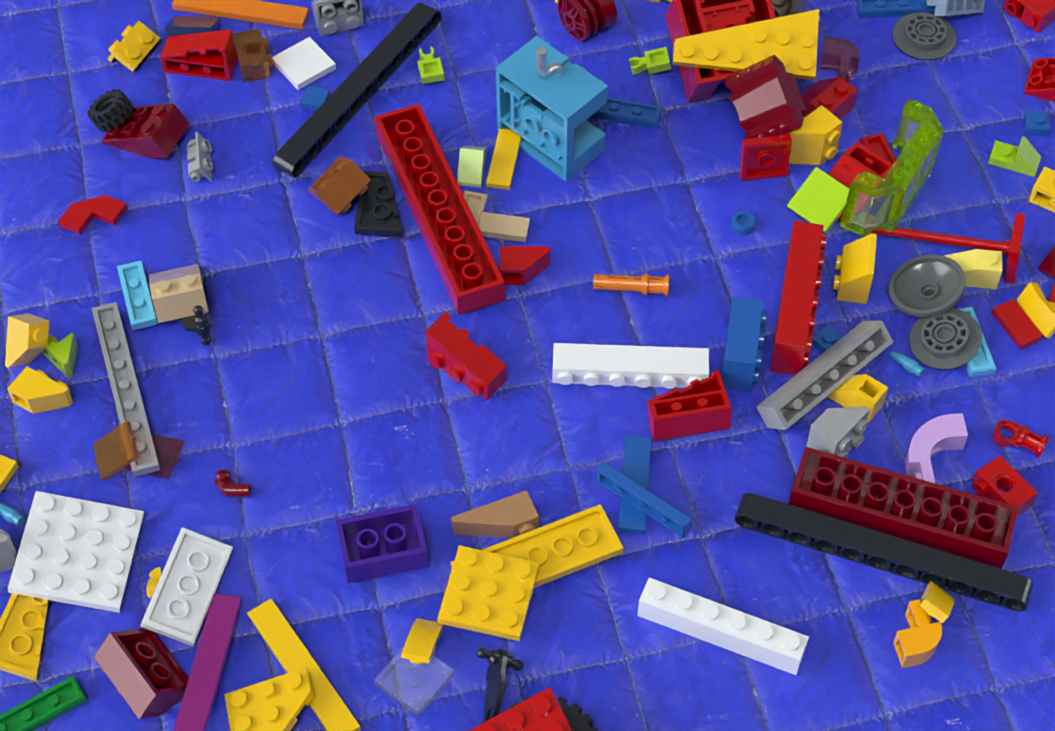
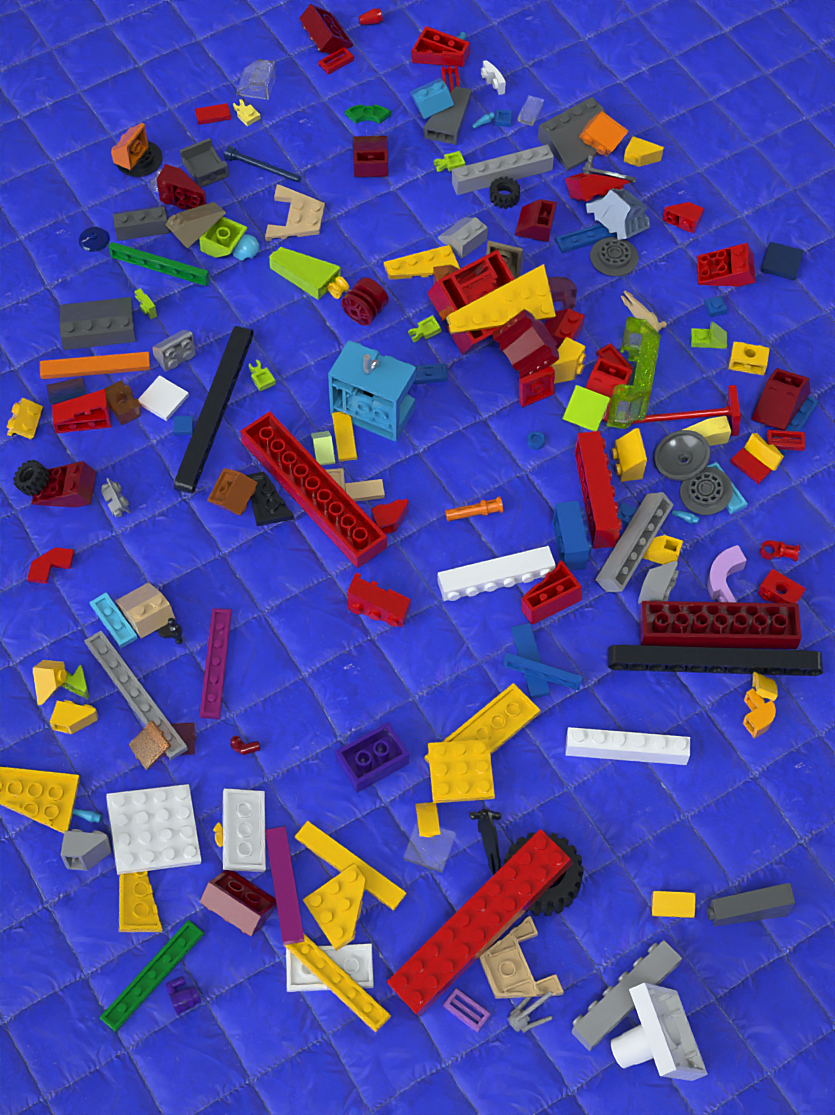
camera: 20 degrees left, 5 degrees up
(238, 380) = (215, 664): none -> magenta tile
(498, 519) = (448, 714): medium nougat slope -> none
(941, 111) = (641, 312): none -> tan piece

